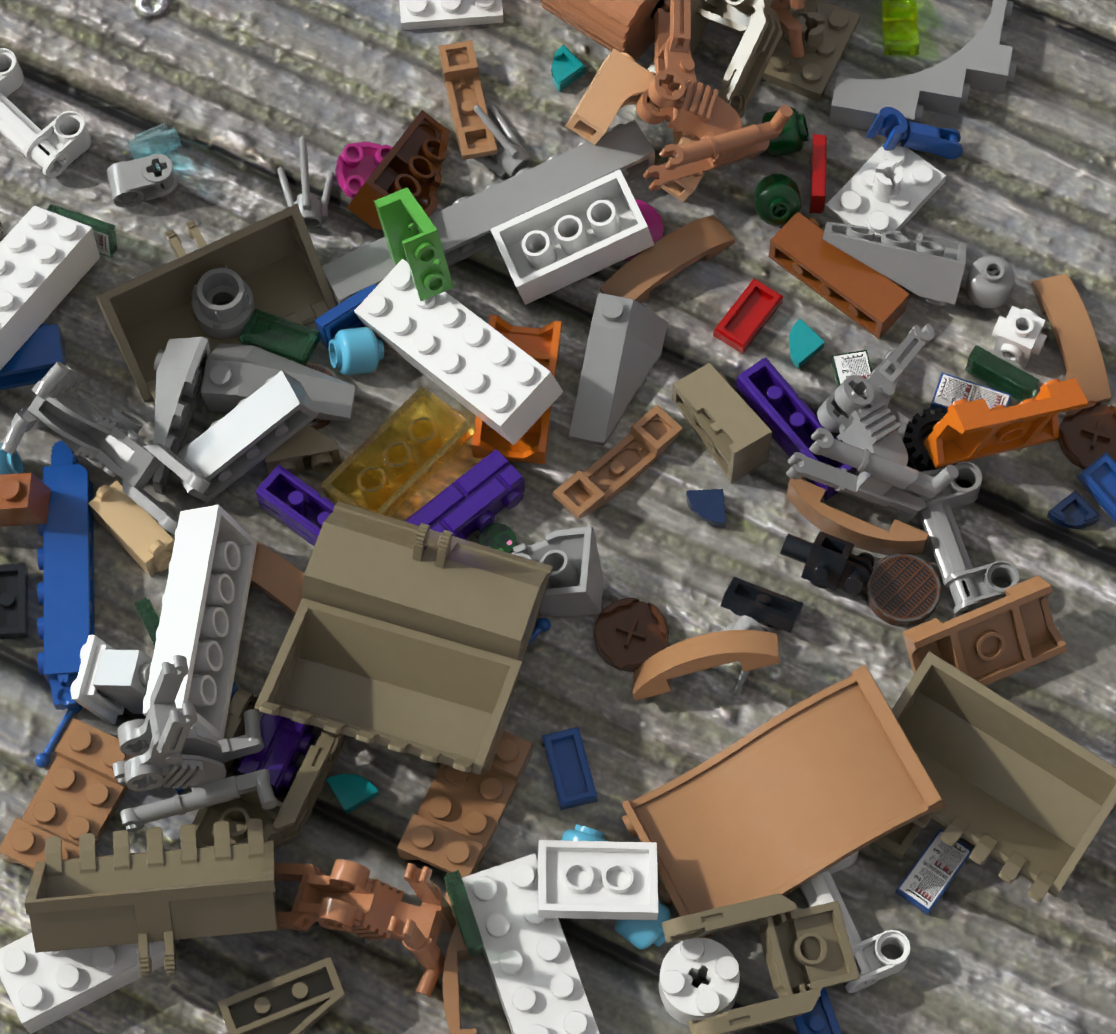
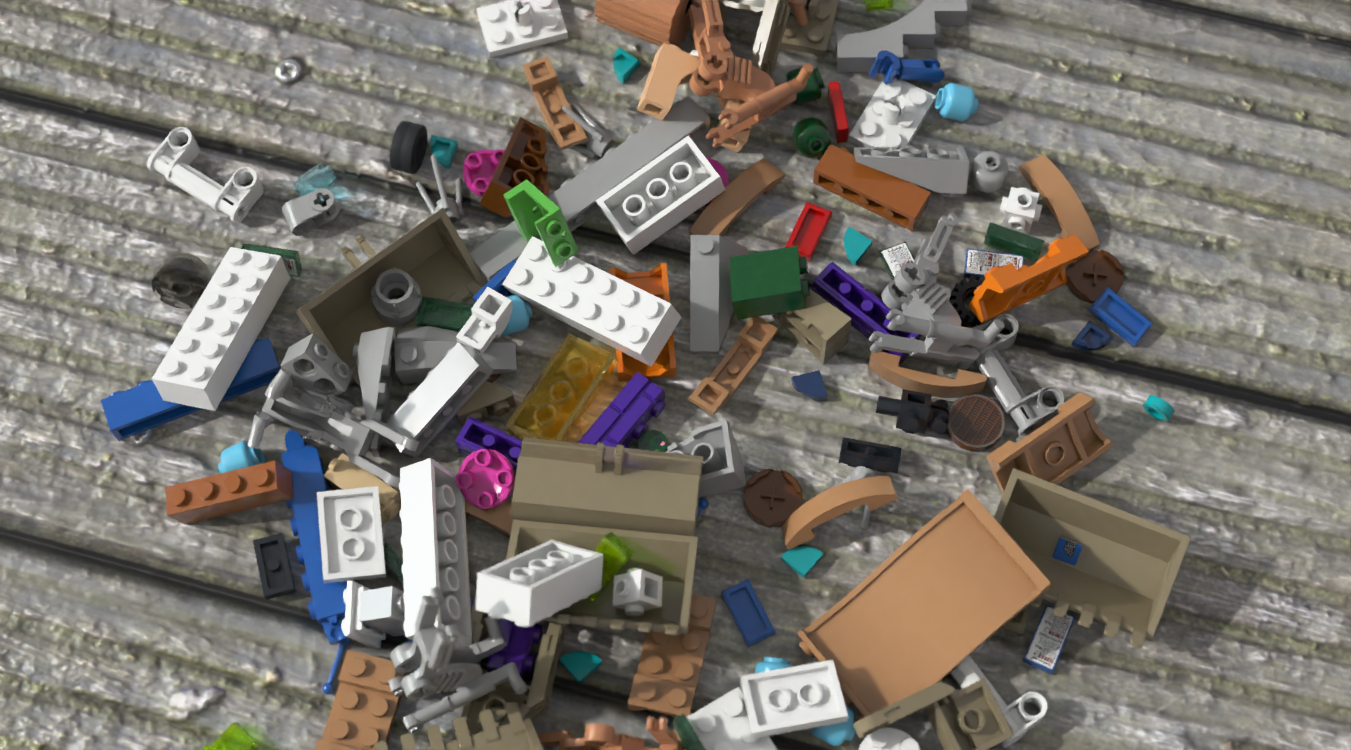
camera: 10 degrees left, 0 degrees up
(105, 580) = (351, 534): none -> white plate
(107, 371) = (317, 367): none -> light grey brick
(276, 122) = (408, 147): none -> black tyre
(282, 543) = (486, 478): none -> dark pink dish
(314, 677) = (539, 582): none -> white brick
(320, 134) = (444, 150): none -> teal tile
(326, 351) = (487, 320): none -> white brick
(399, 675) = (614, 558): none -> clear neon green slope
(434, 713) = (637, 591): none -> white brick
(650, 716) = (802, 559): none -> teal tile
(680, 368) = (768, 282): none -> dark green brick
(969, 188) = (956, 102): none -> medium azure head
(980, 768) = (1067, 551): none -> blue sticker

